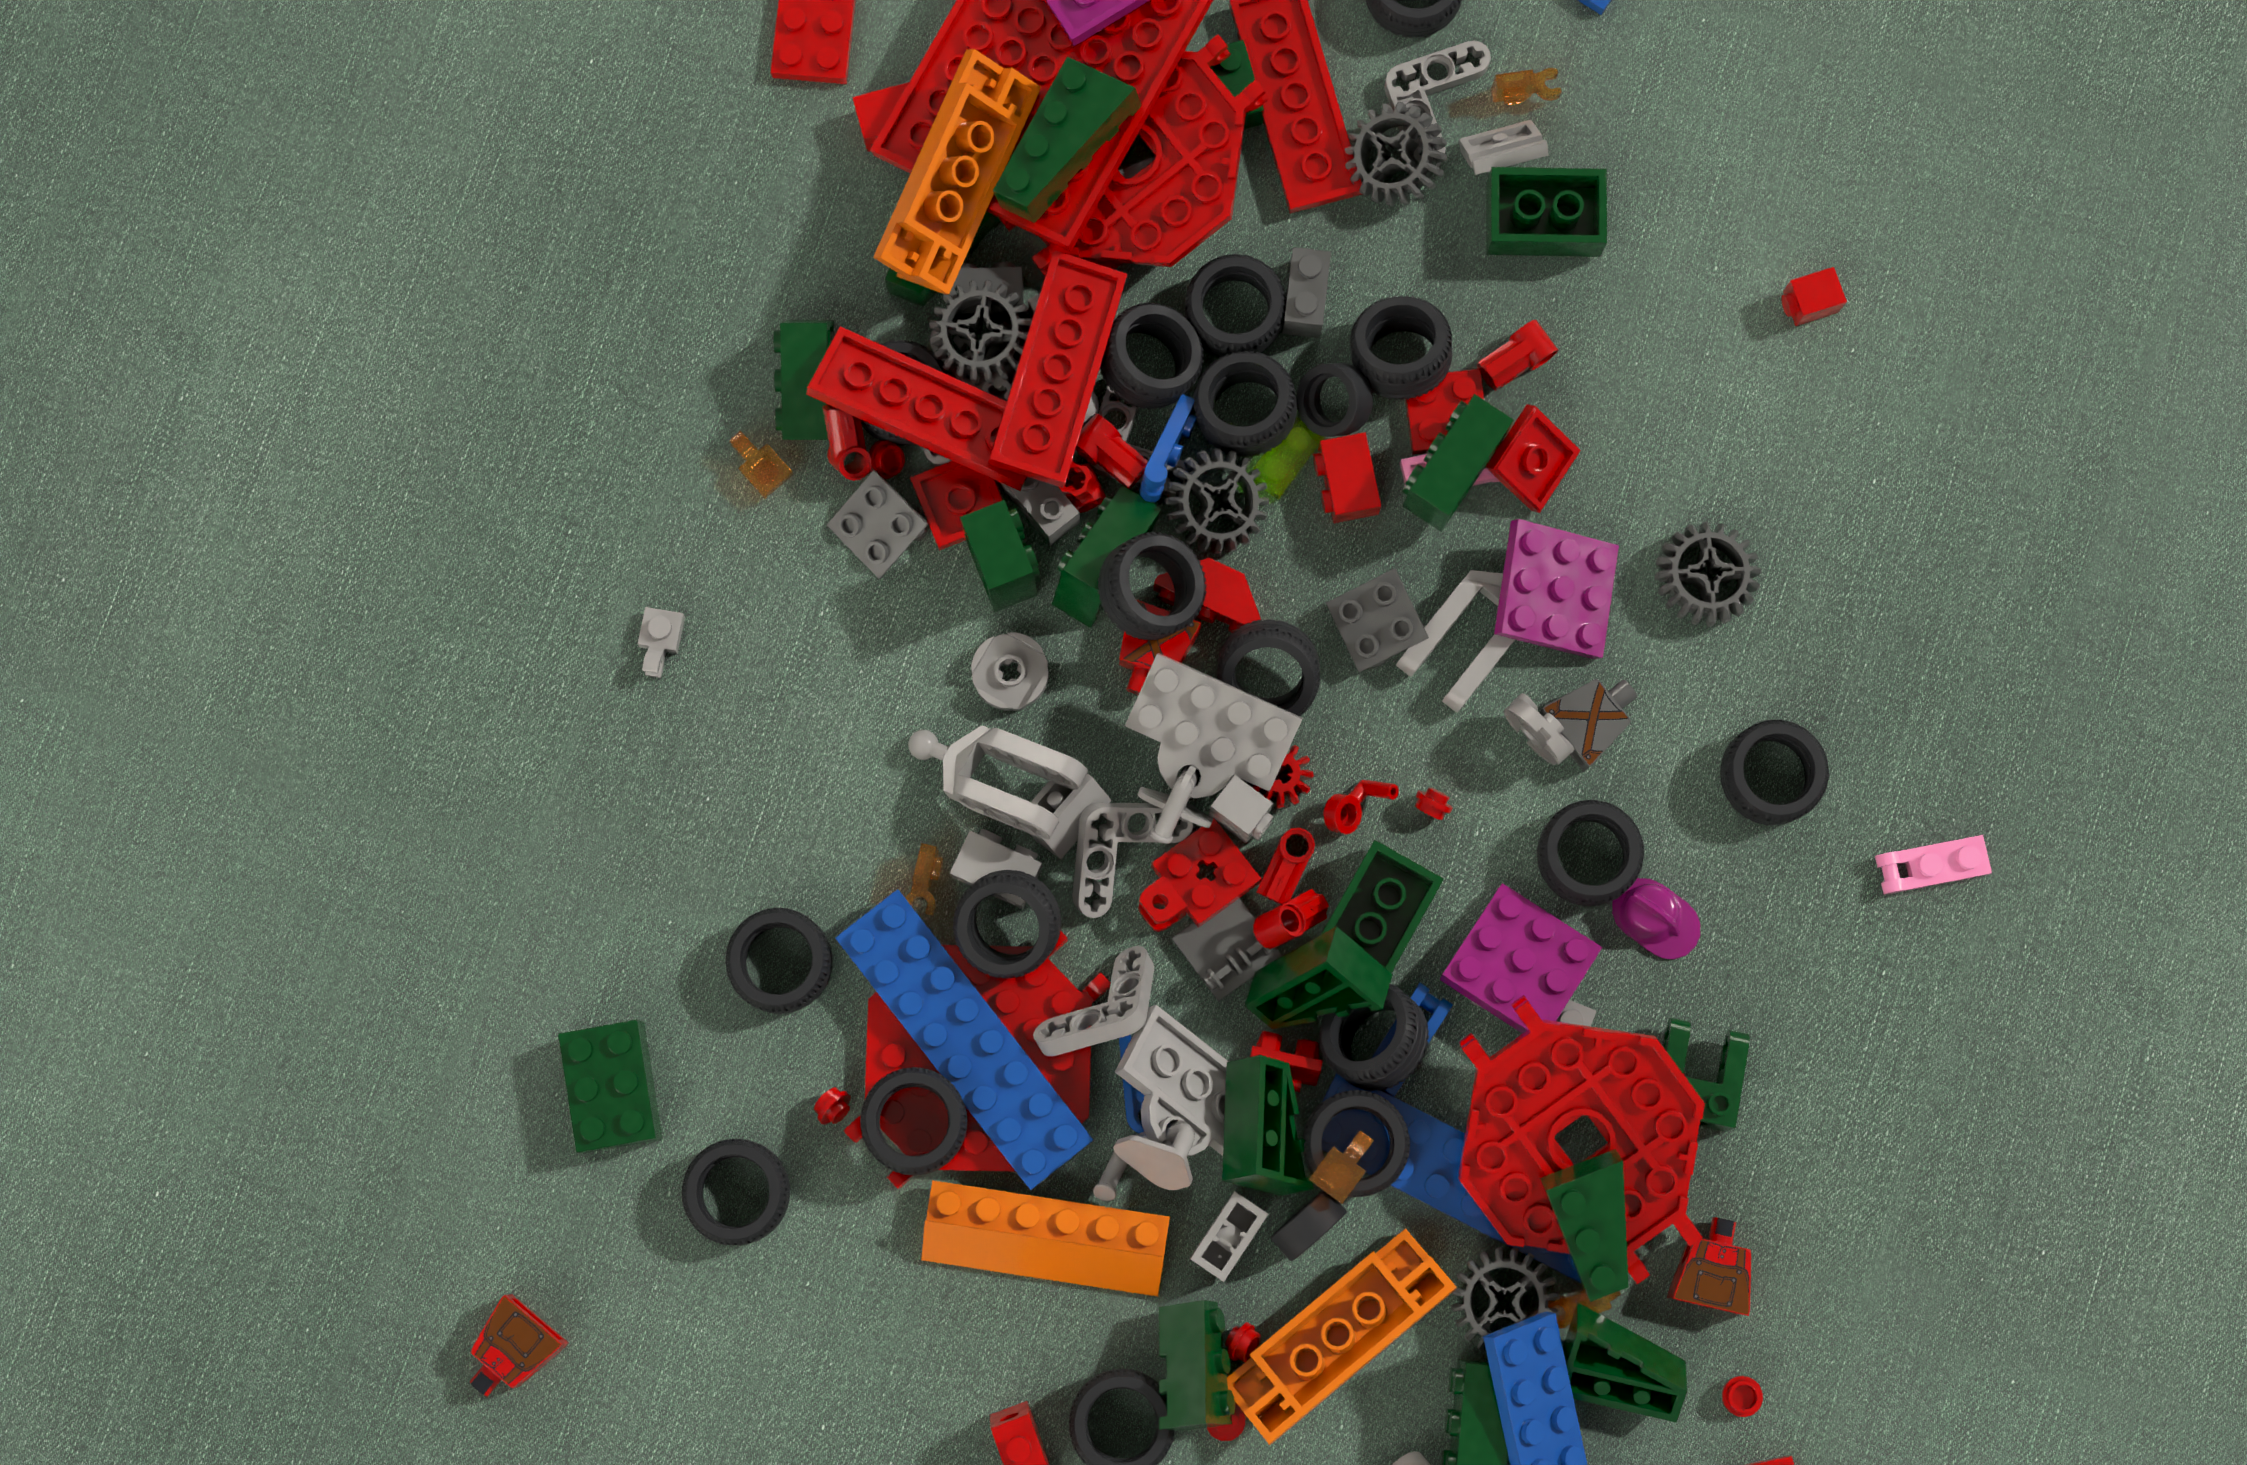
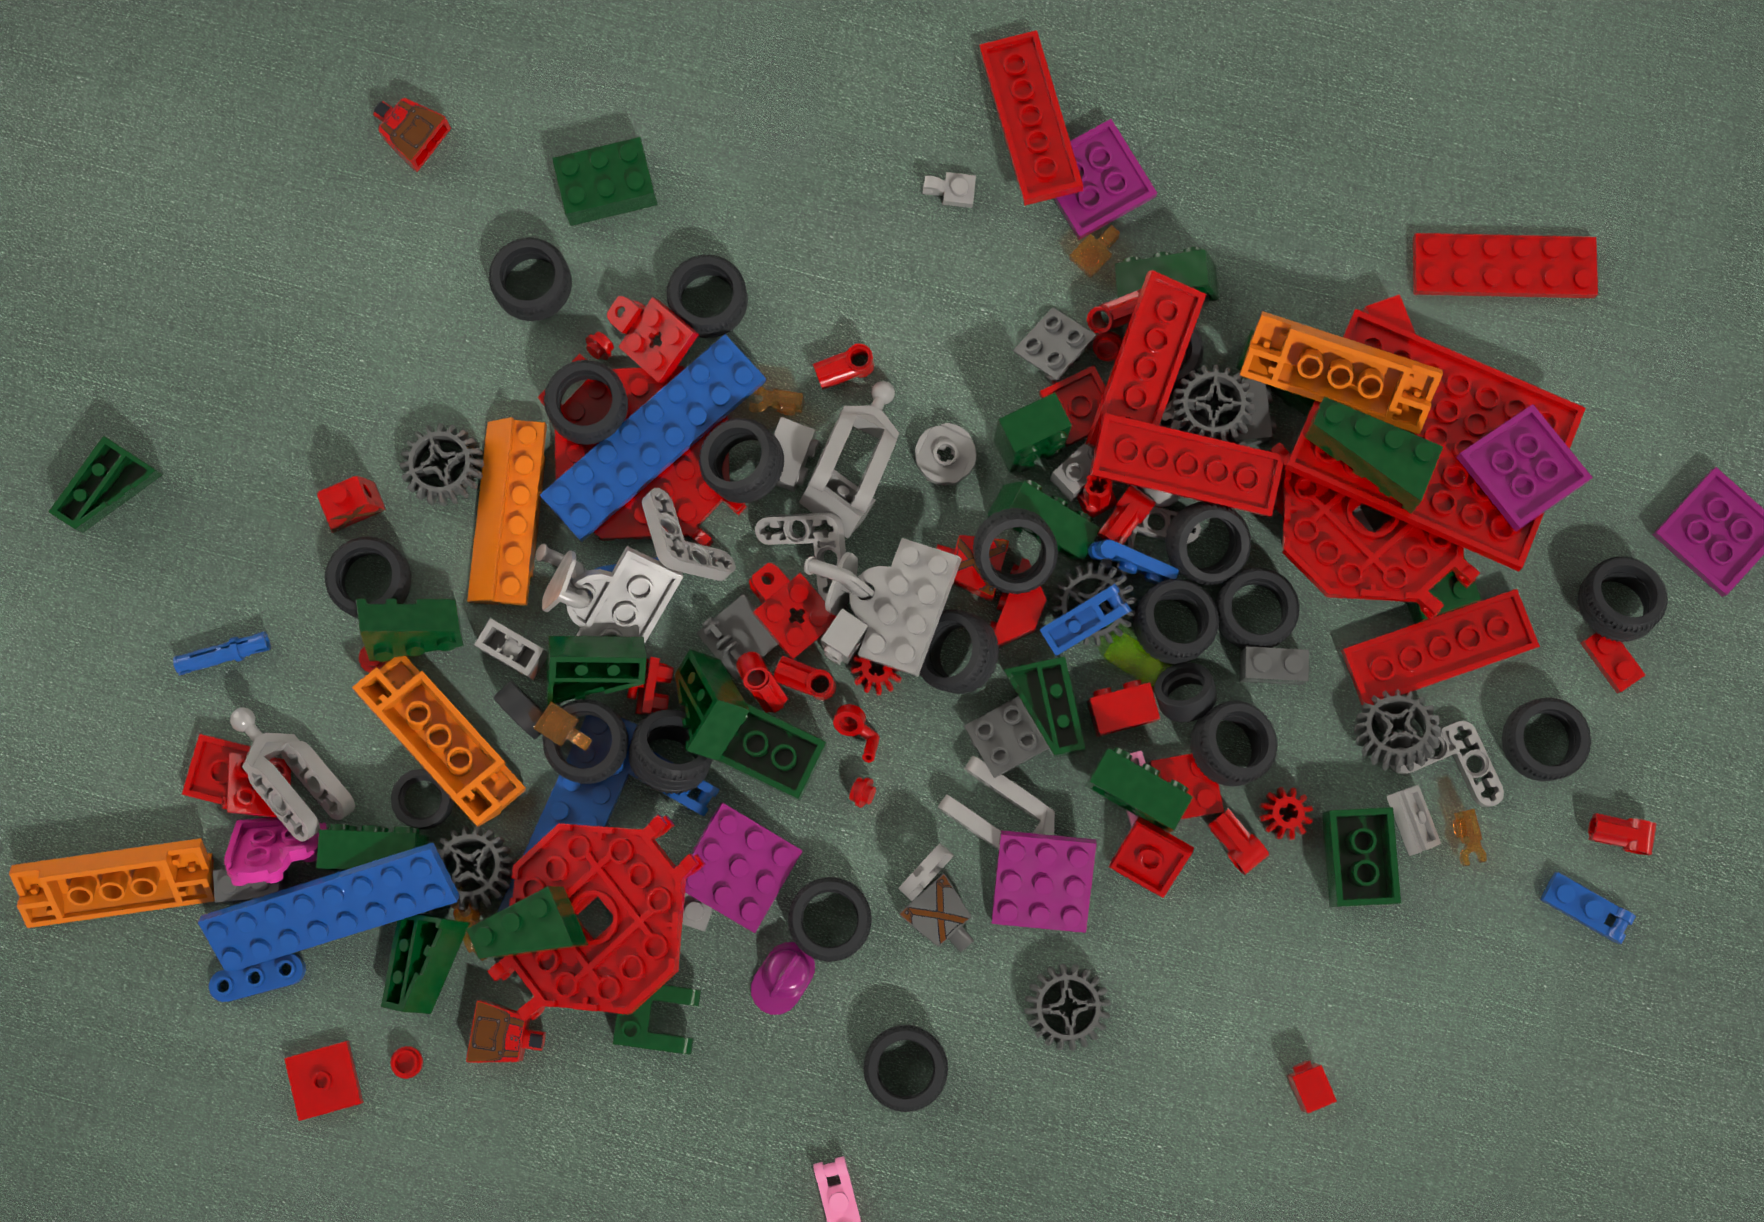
camera: 85 degrees right, 0 degrees up
(577, 529) = (1031, 118): none -> red plate
(664, 457) = (1110, 180): none -> magenta plate
(814, 1046) = (642, 325): none -> red plate
(887, 794) = (840, 367): none -> red piece
(943, 1330) = (429, 468): none -> dark grey gear
(1241, 510) = (1084, 620): none -> blue plate
(1242, 1342) = (433, 666): red plate -> none
(1337, 562) = (1050, 702): none -> dark green wedge
(1436, 1382) = (400, 810): none -> black tyre
(1501, 300) = (1282, 801): none -> red gear

